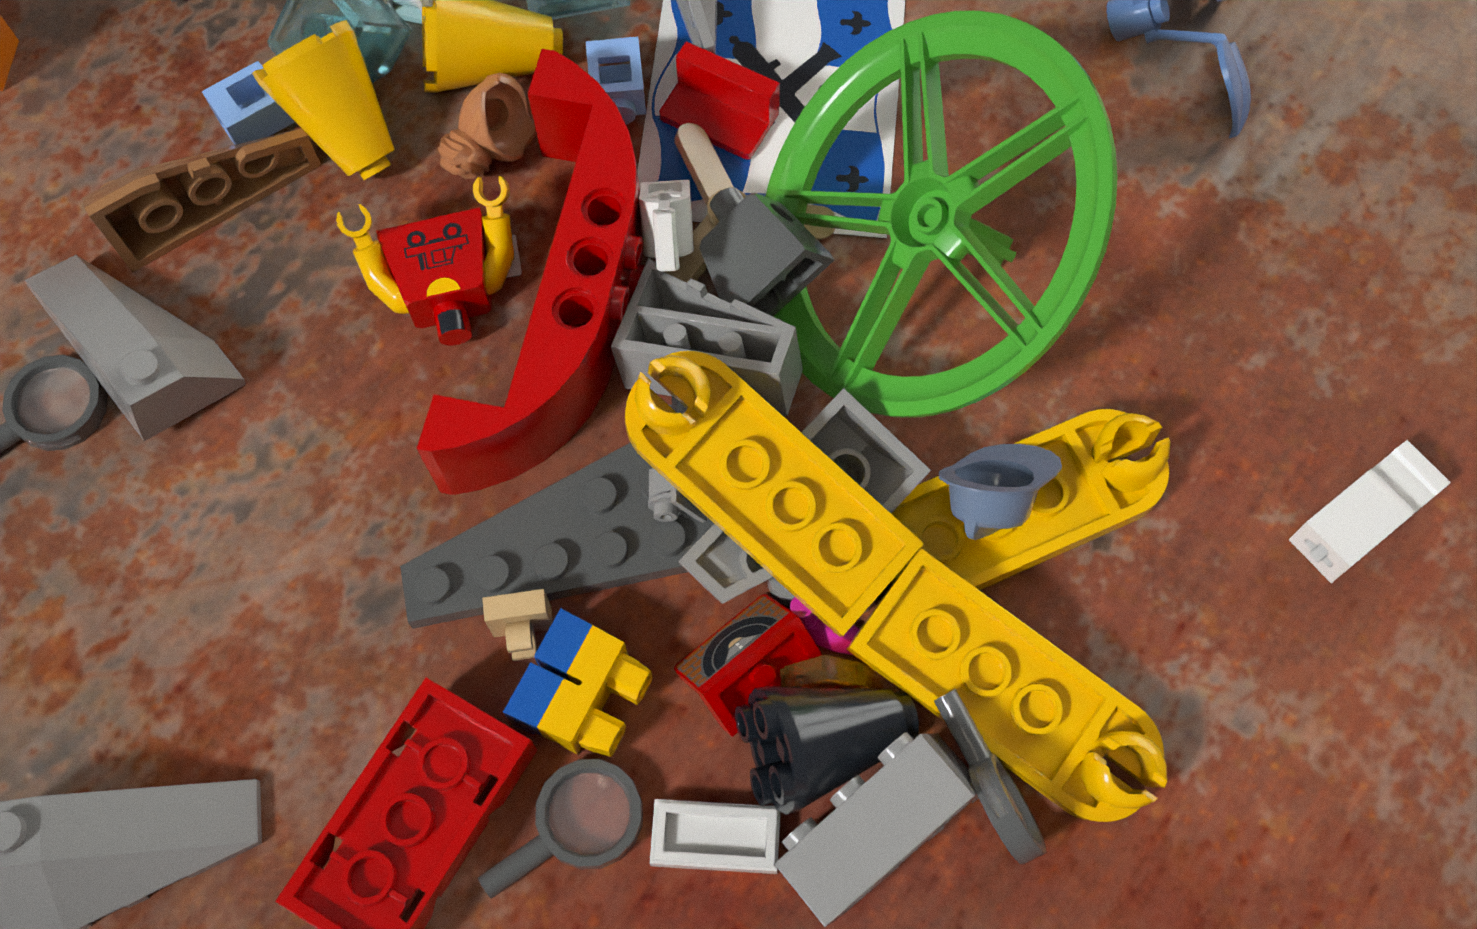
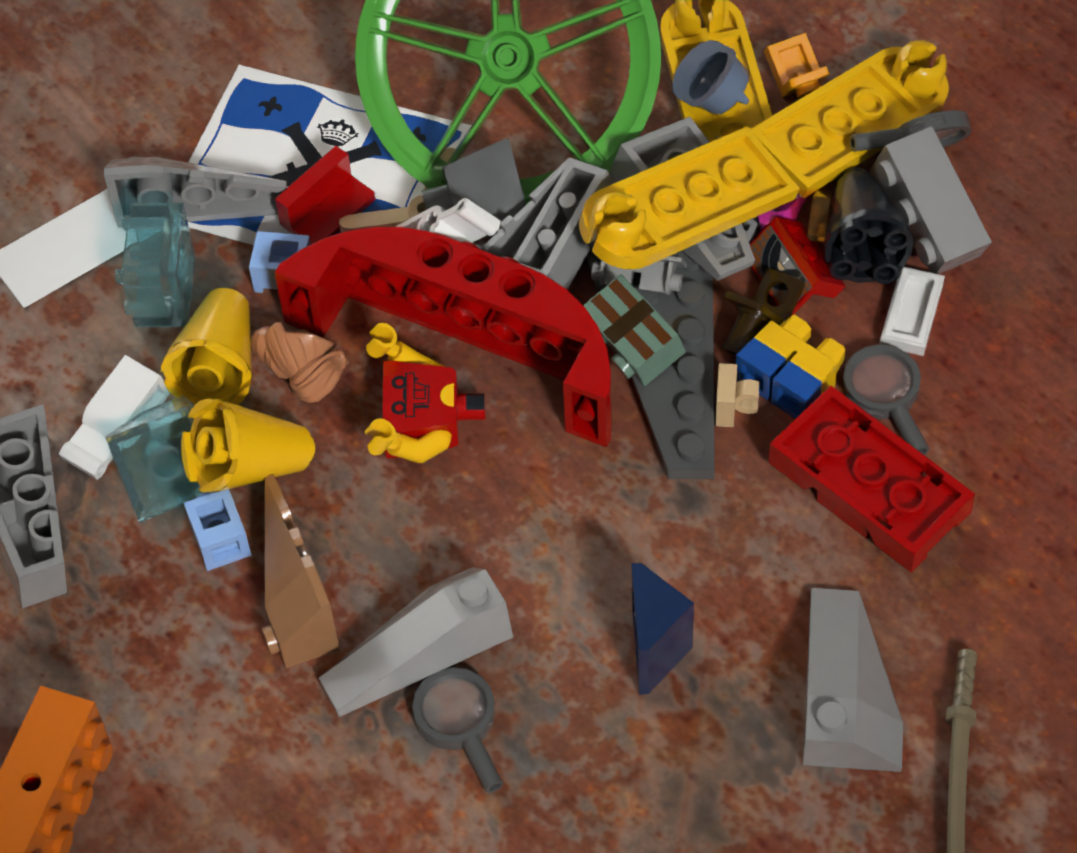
camera: 75 degrees left, 10 degrees down
(140, 585) = (660, 625): none -> dark blue slope
(571, 472) = (634, 331): none -> sand green brick
(654, 629) = (758, 311): none -> dark brown bracket
(1080, 599) = (795, 66): none -> light orange bracket

